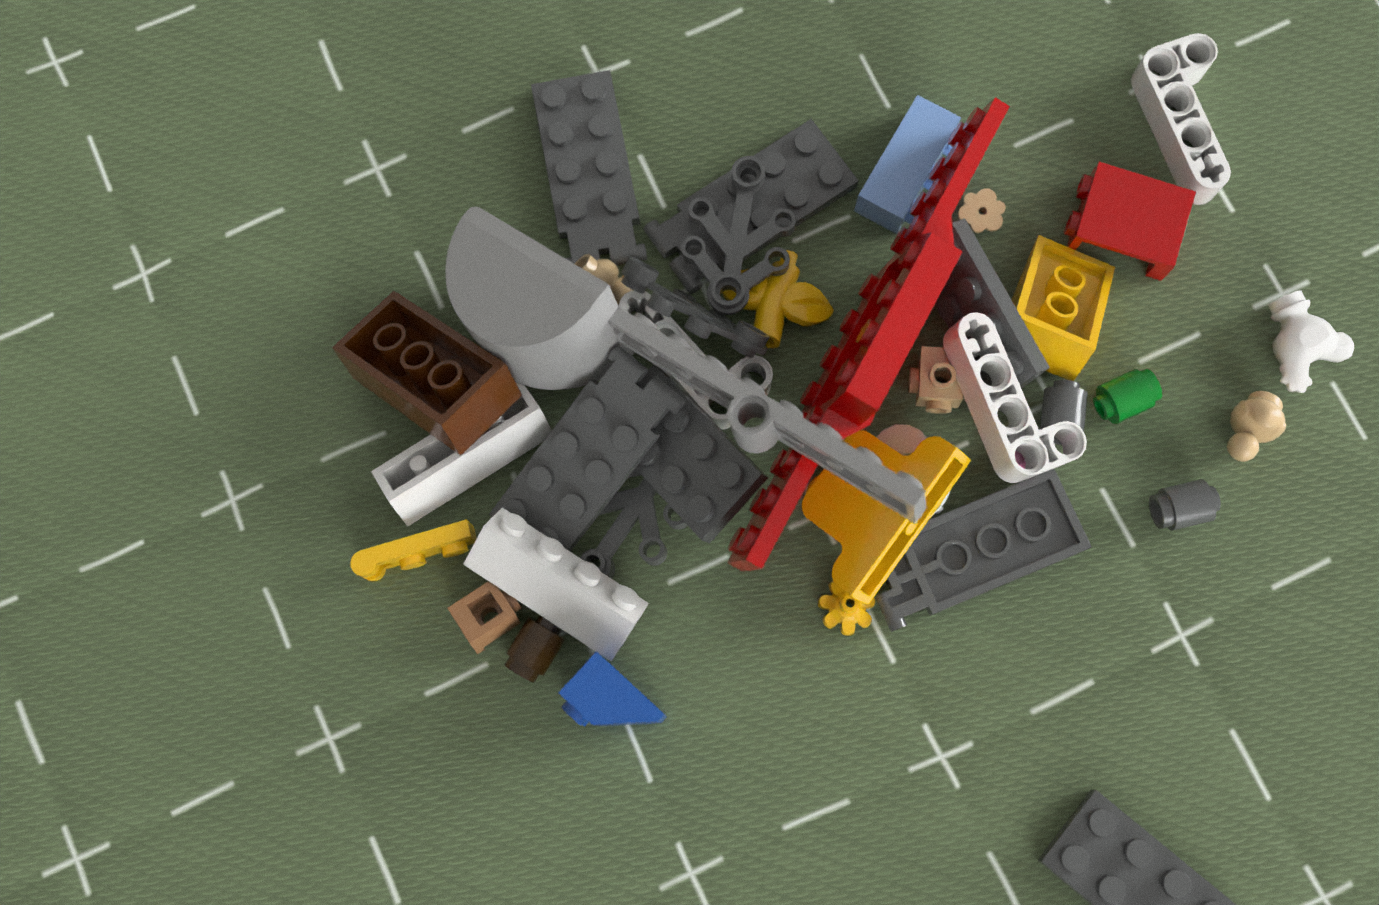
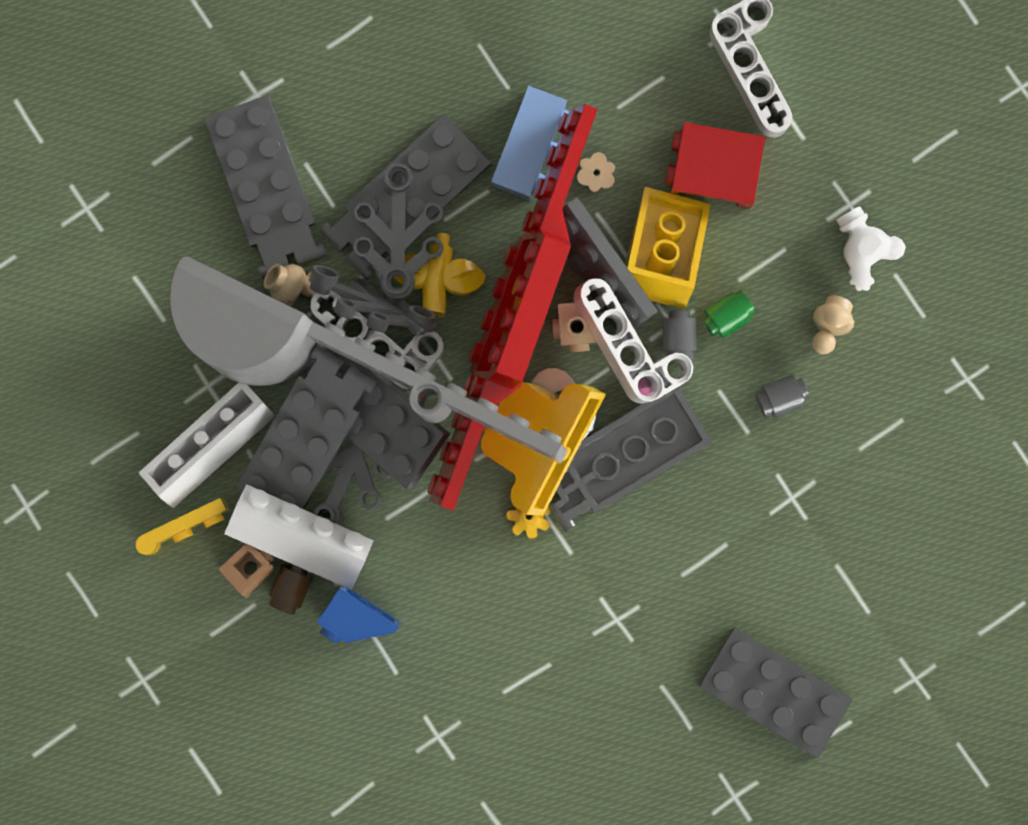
camera: 15 degrees left, 10 degrees up
(428, 372) = (167, 386): reddish brown brick -> none

